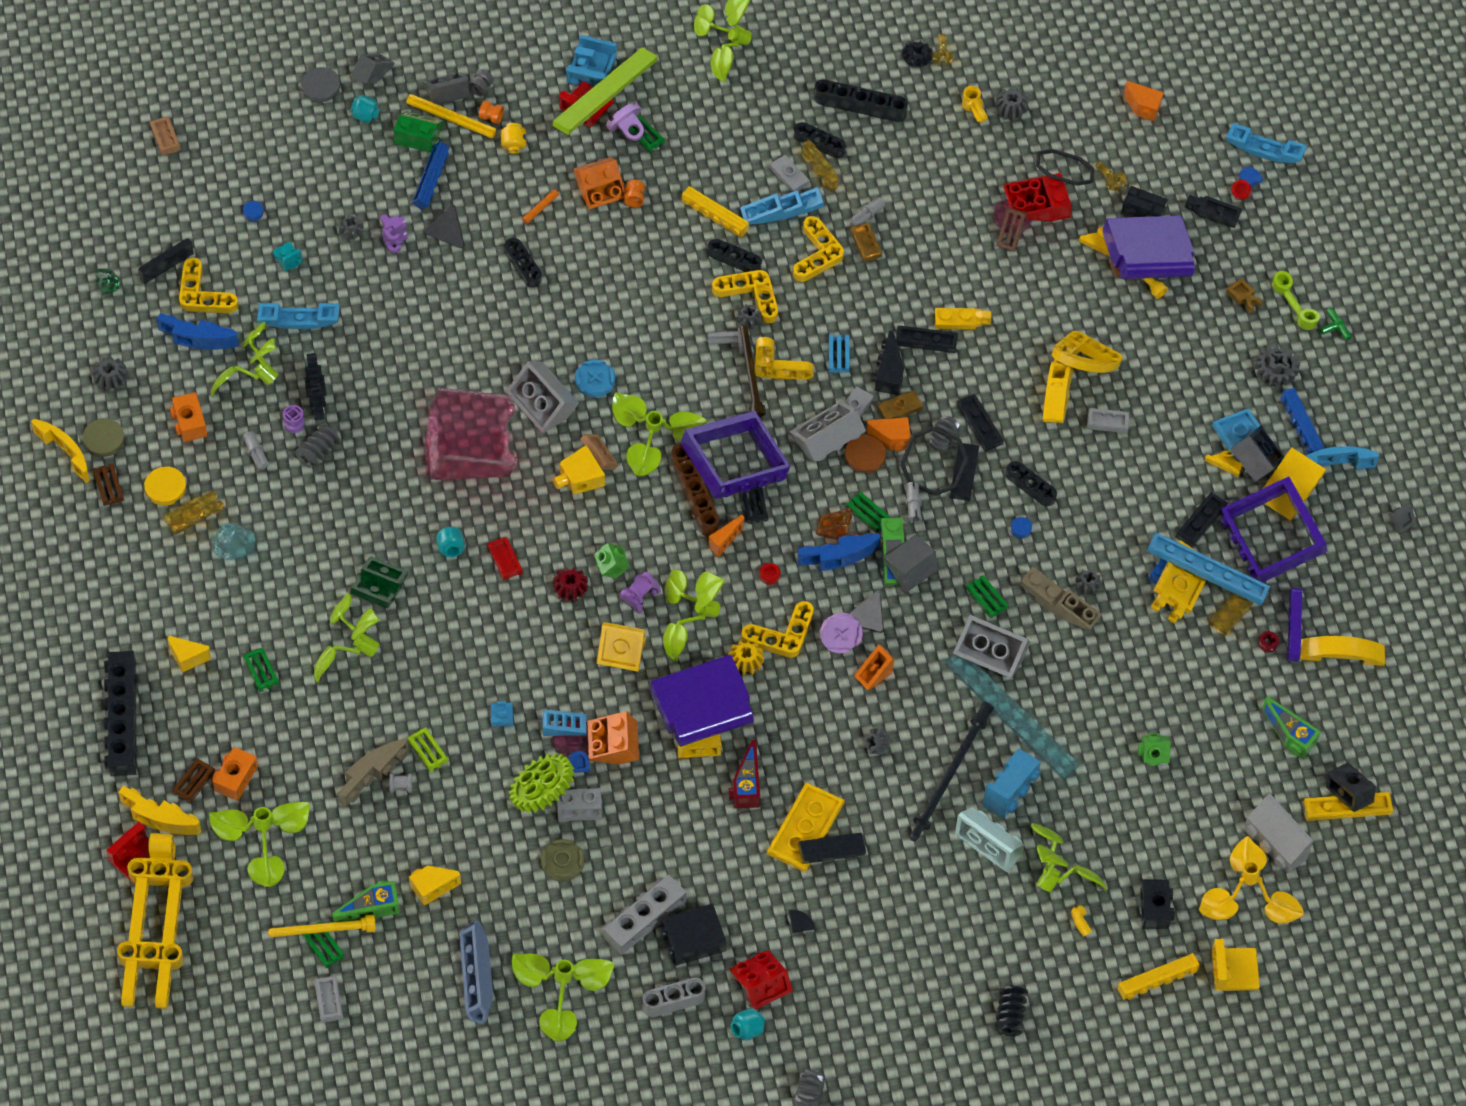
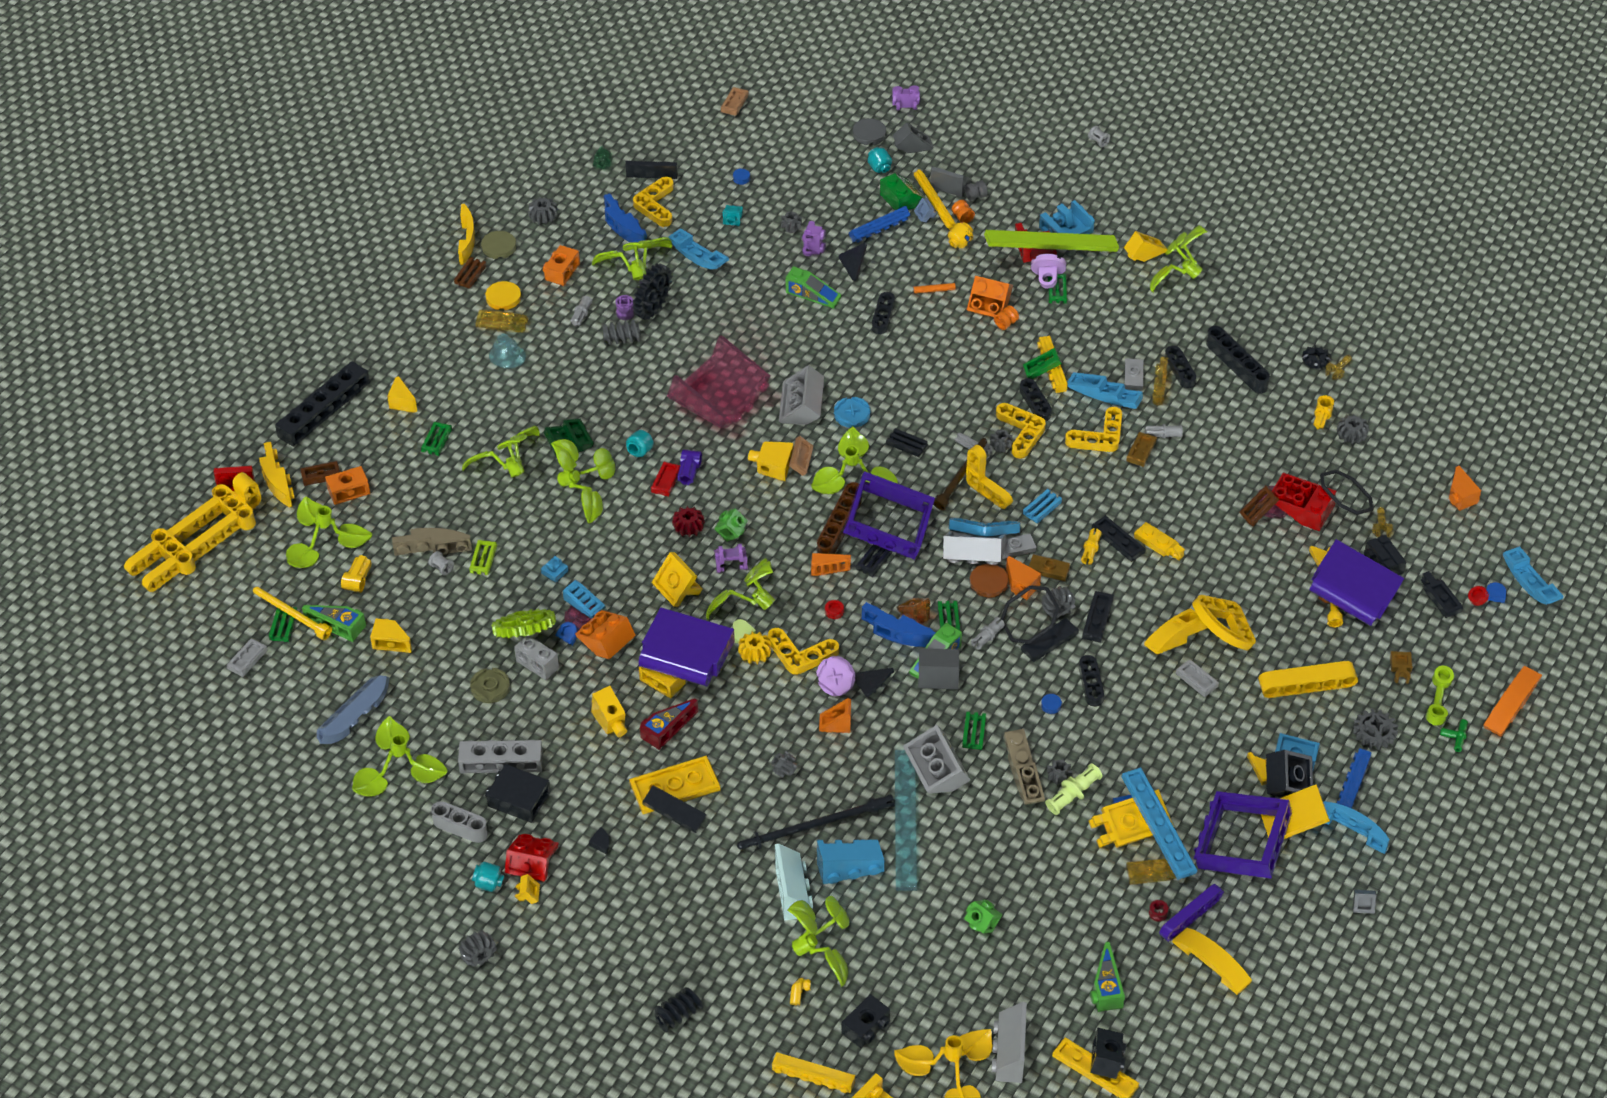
camera: 45 degrees right, 10 degrees down
(320, 27) = (905, 97): none -> medium lavender piece
(340, 854) = (356, 577): none -> yellow piece
(428, 617) = (567, 456): none -> lime plant
(437, 282) = (809, 287): none -> slope
(456, 133) = (925, 210): none -> sand blue tile
(512, 527) = (689, 463): none -> dark purple piece
(670, 372) = (907, 441): none -> black tile
(681, 42) = (1144, 247): none -> yellow slope
(695, 807) = (608, 711): none -> yellow torso
(716, 648) = (740, 628): none -> yellowish green tile
(717, 221) = (1033, 370): none -> green tile
(792, 1008) = (528, 889): none -> yellow tile
(828, 410) = (984, 529): none -> dark azure beam
(891, 369) = (1065, 539): black slope -> none
(914, 362) = (1091, 546): none -> yellow pin
(1113, 588) = (1073, 788): none -> yellowish green piece
(1189, 359) = (1308, 679): none -> yellow beam
(1201, 520) = (1195, 793): black tile -> none
(1349, 265) = (1512, 701): none -> orange slope

